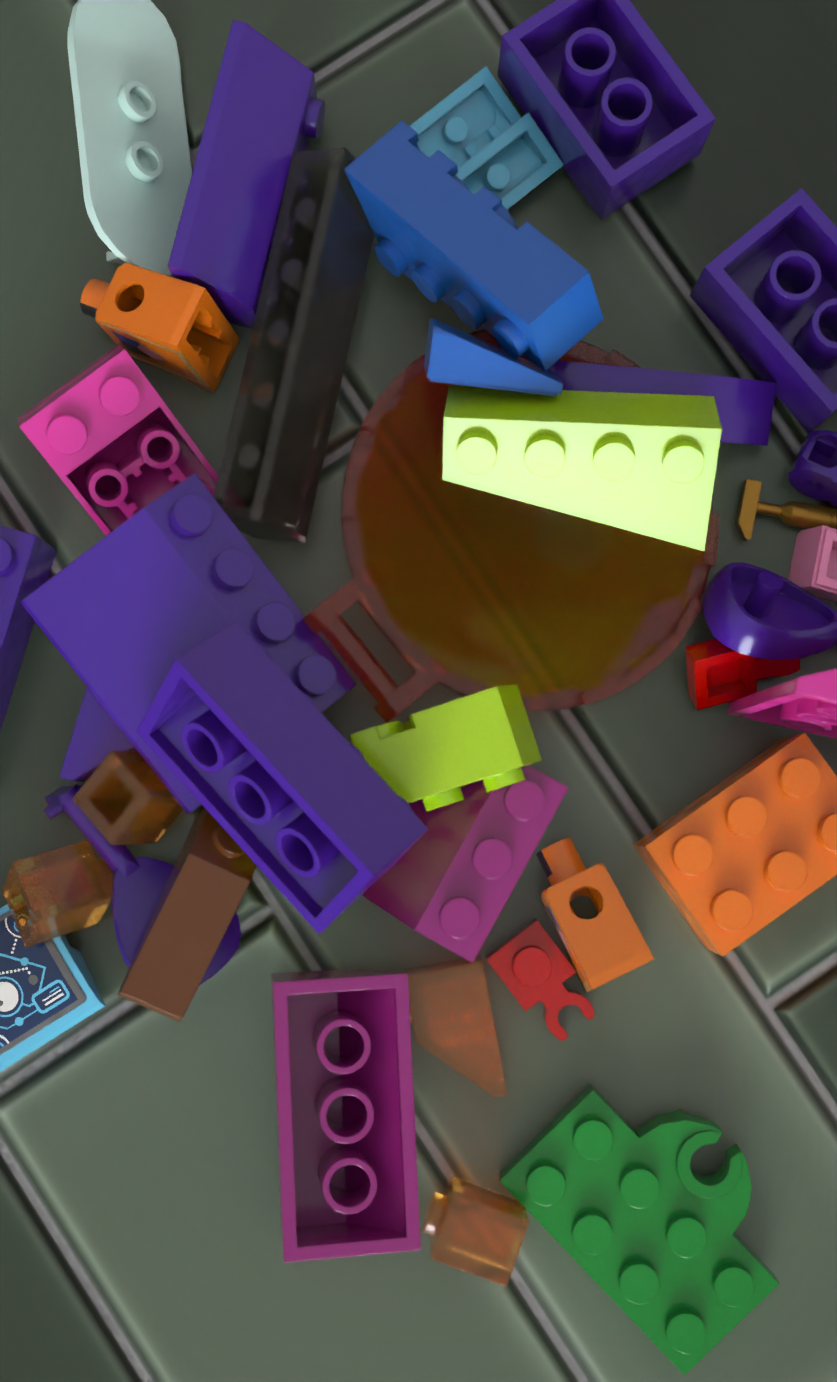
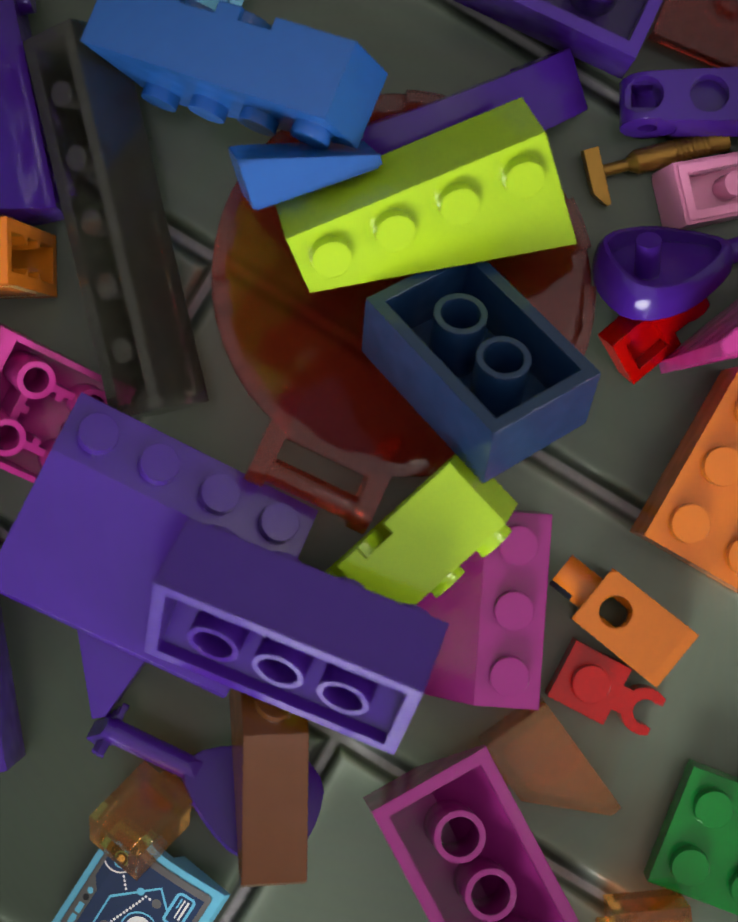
camera: 25 degrees left, 5 degrees up
(127, 800) = (162, 711): clear orange brick -> none
(565, 615) = (478, 364): none -> dark blue brick

